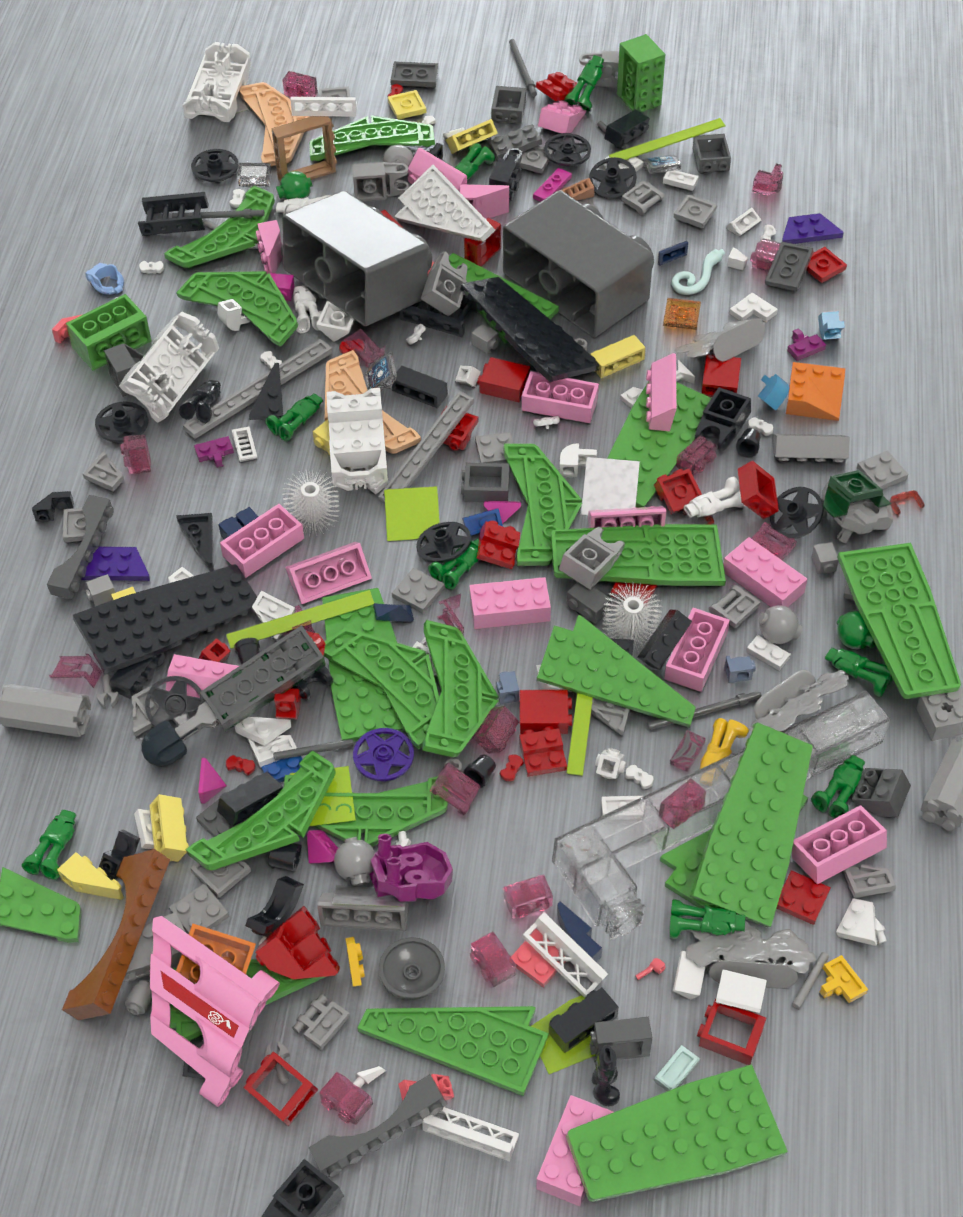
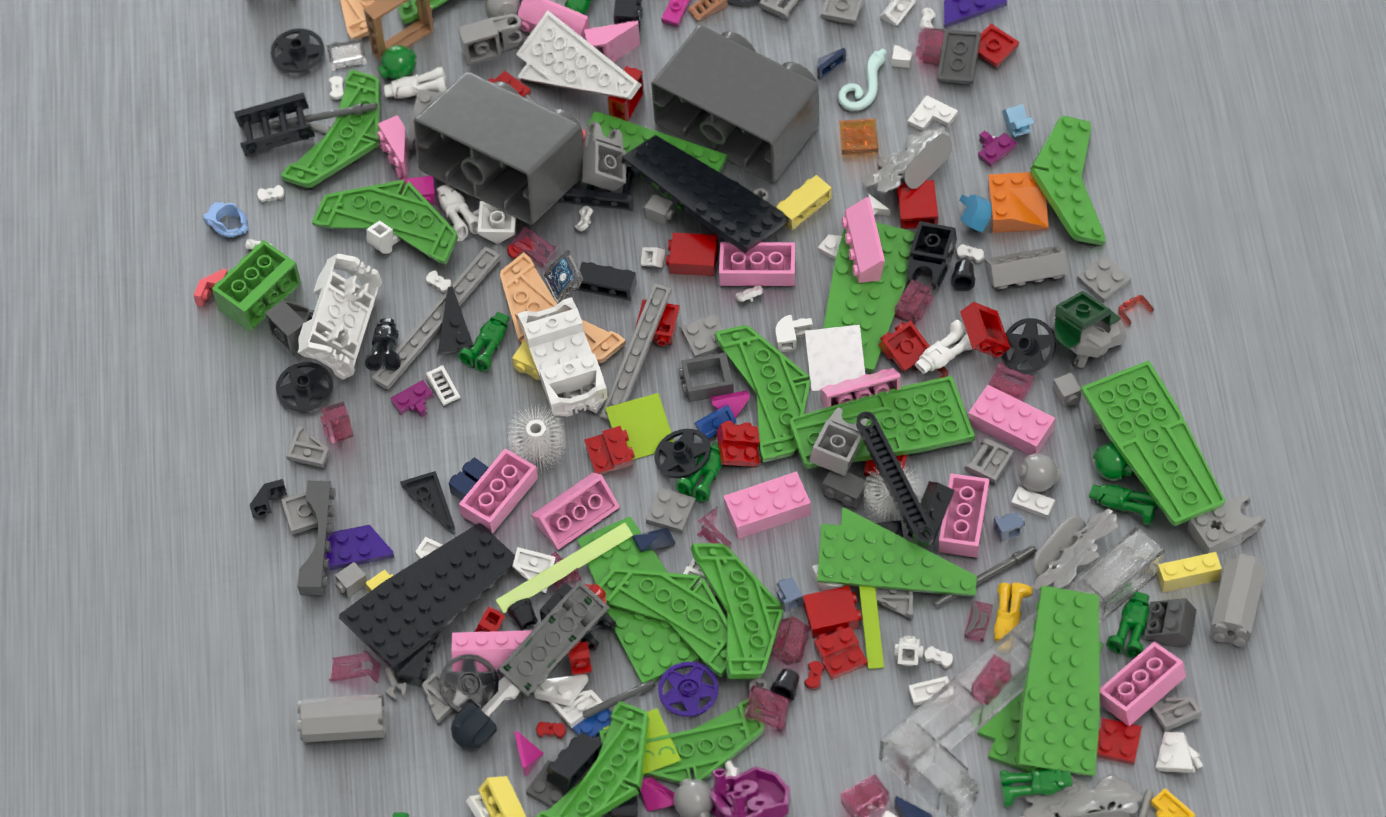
camera: 10 degrees left, 5 degrees up
(377, 527) = (609, 450): none -> red plate
(636, 599) = (895, 479): none -> black gear
(860, 374) = (1059, 176): none -> bright green wing
(910, 747) = (1189, 572): none -> light yellow brick

